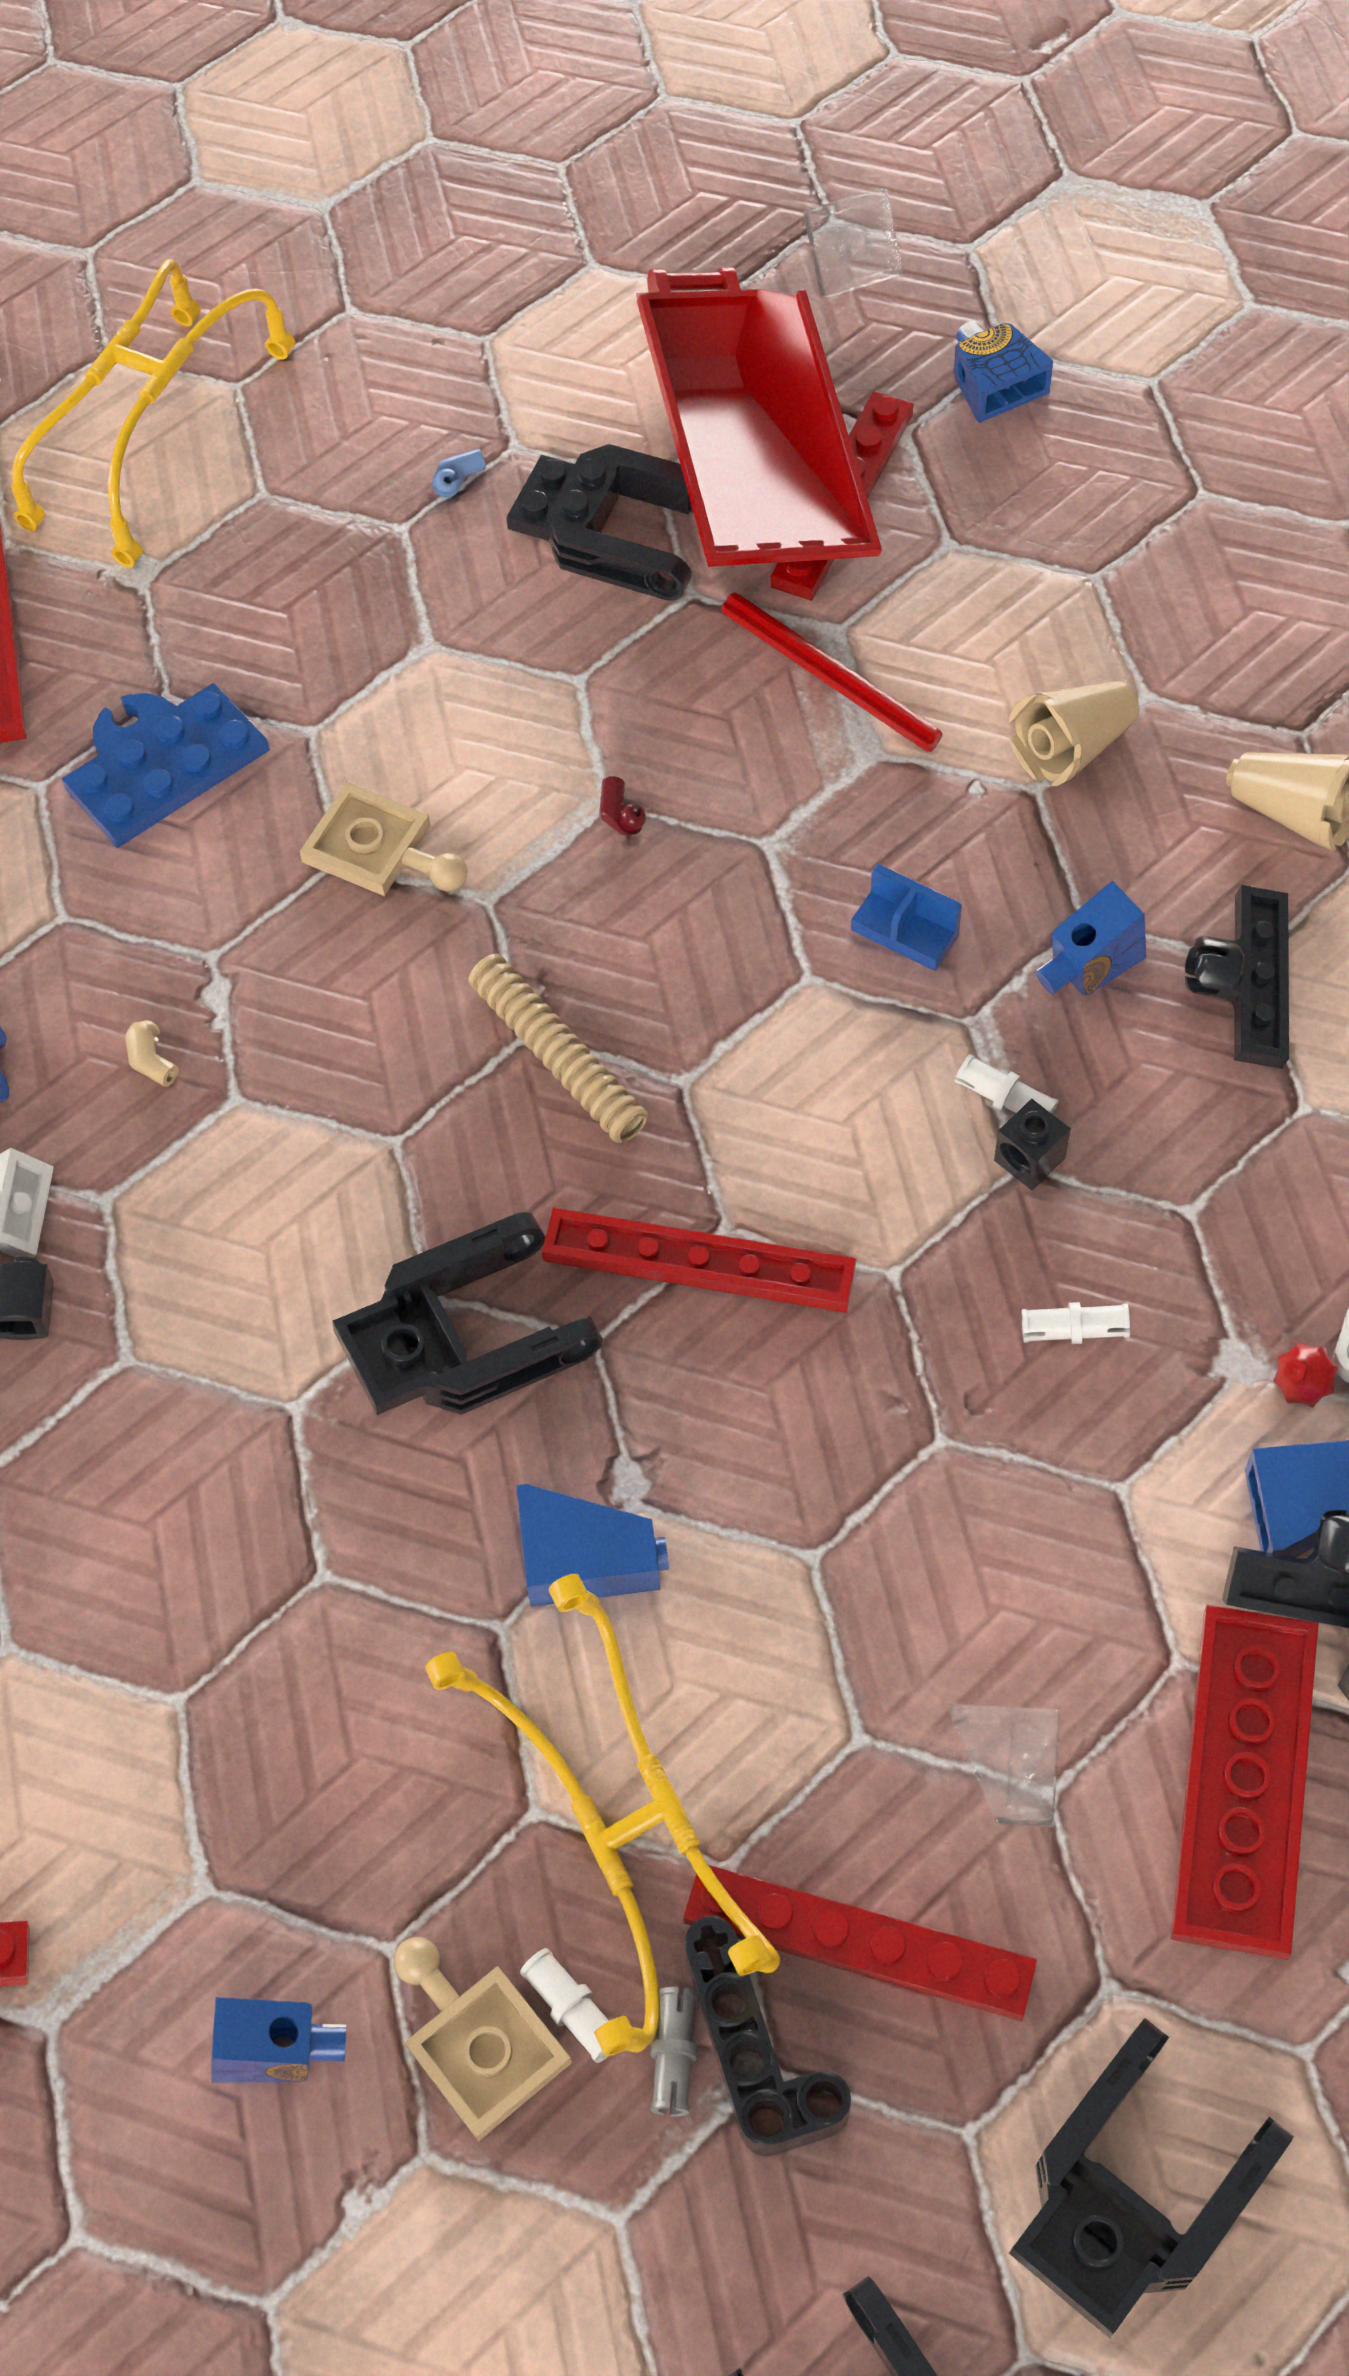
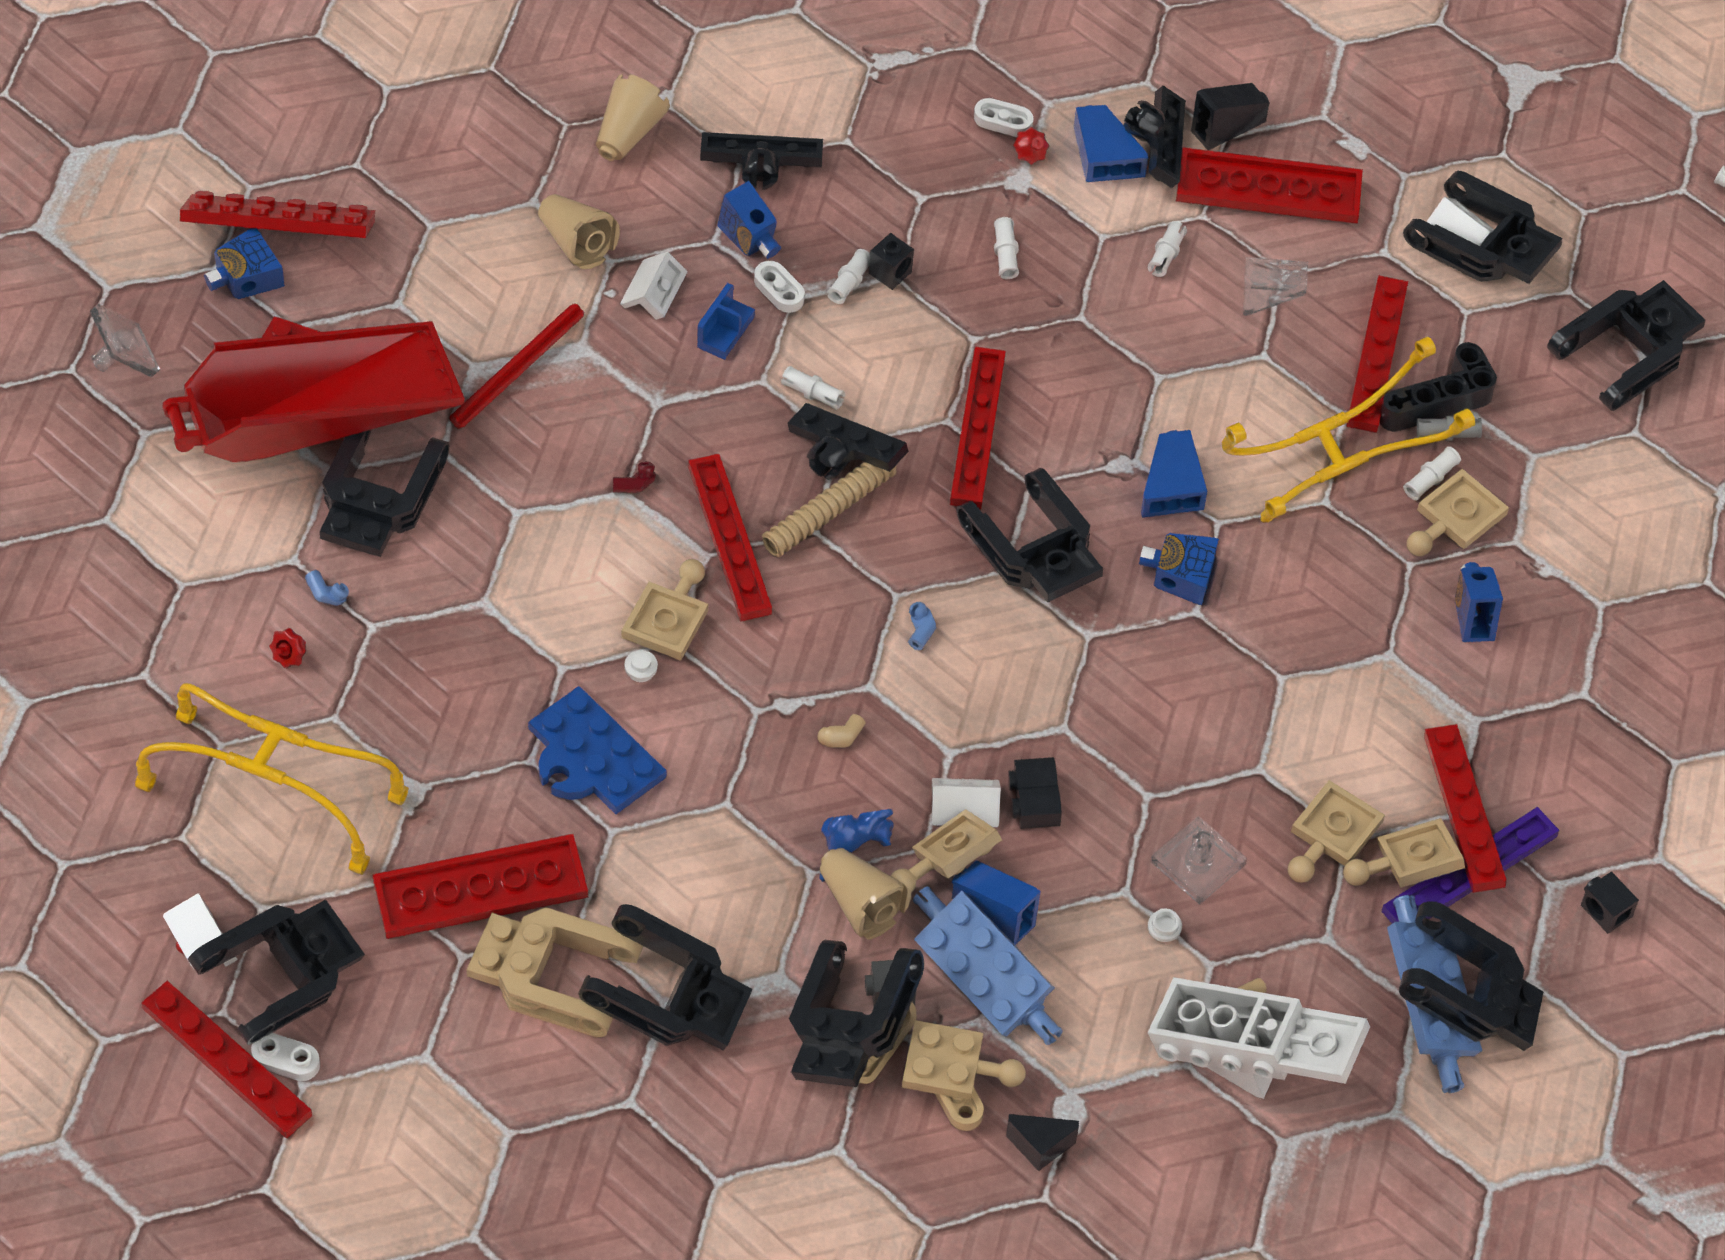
camera: 100 degrees left, 5 degrees down
(295, 813) = (641, 665): none -> white plate
(327, 1171) = (923, 623): none -> medium blue arm
(362, 434) = (288, 648): none -> red piece
(397, 1549) = (1182, 565): none -> blue torso
(506, 919) = (730, 537): none -> red plate
(661, 1060) = (842, 441): none -> black plate
(782, 1033) = (813, 387): none -> white pin
(978, 835) = (655, 284): none -> white panel
(978, 995) = (781, 288): none -> white plate
(1080, 393) = (281, 216): none -> red plate
(1086, 1583) = (1167, 248): none -> white pin
(1168, 2142) = (1460, 220): none -> white panel

